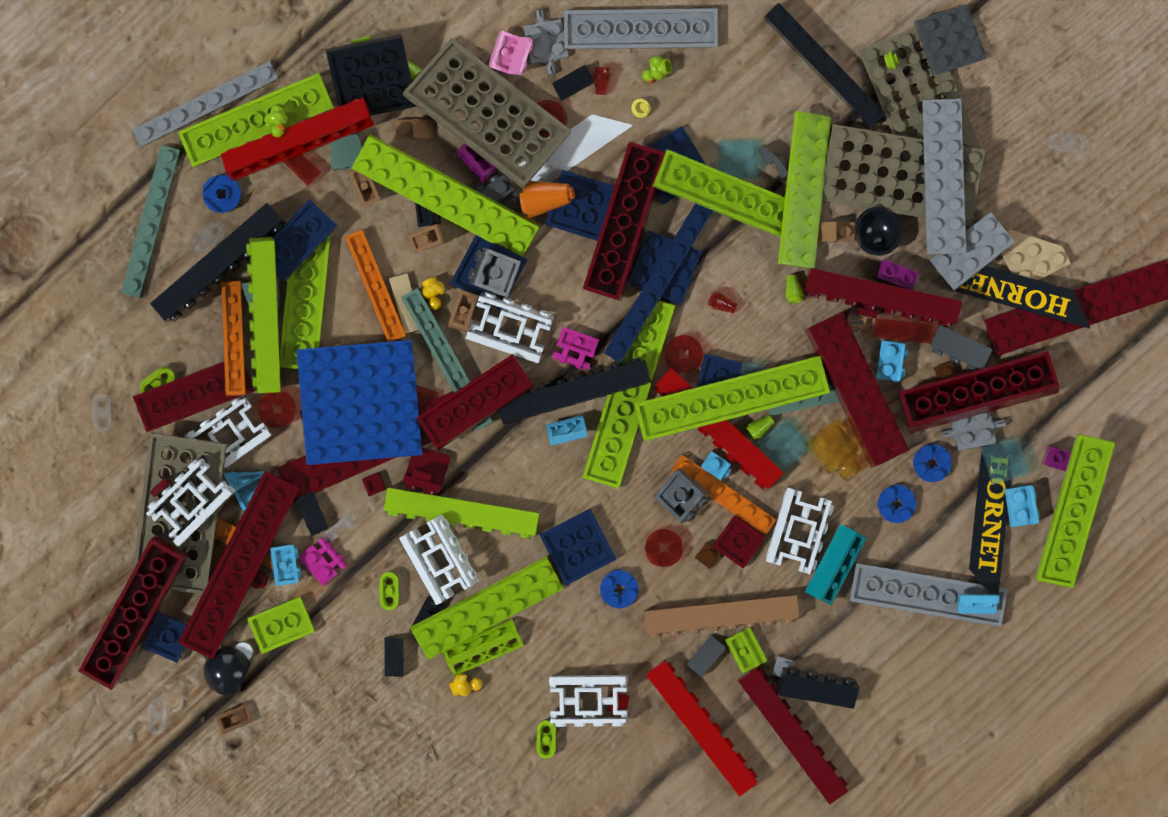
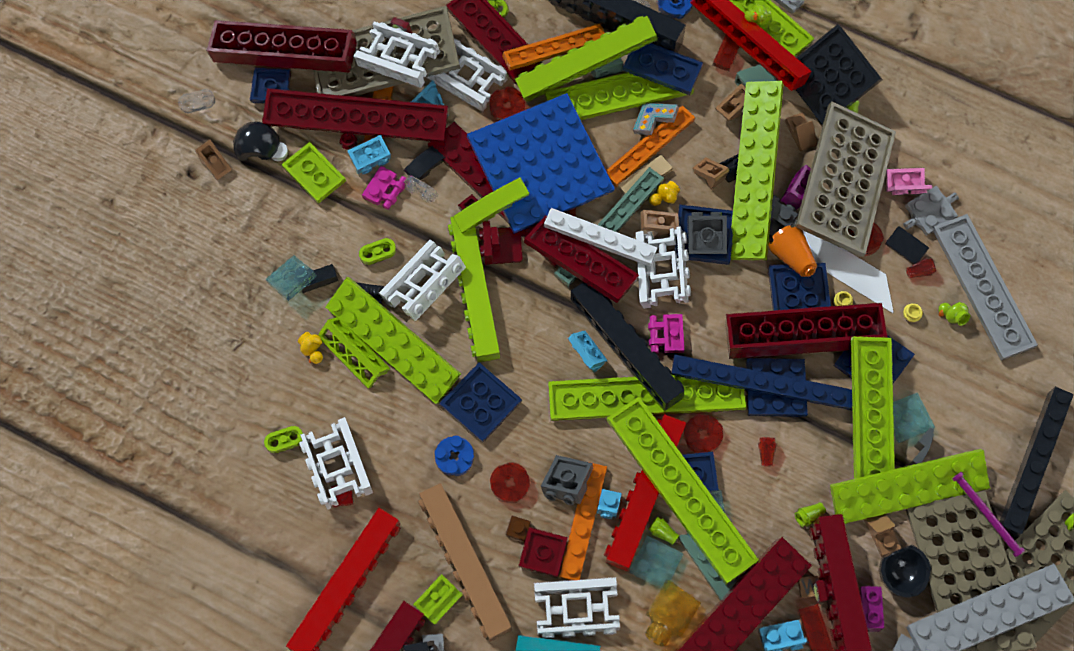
camera: 70 degrees right, 20 degrees down
(342, 270) = (654, 113): none -> light grey tile
(387, 682) = (291, 277): none -> clear light blue plate
(390, 468) = (490, 205): none -> lime slope
(460, 375) = (600, 237): none -> white plate
(604, 167) = (843, 298): none -> light yellow plate
(706, 656) = (418, 563): dark grey slope -> none
(856, 135) = (988, 514): none -> magenta bar

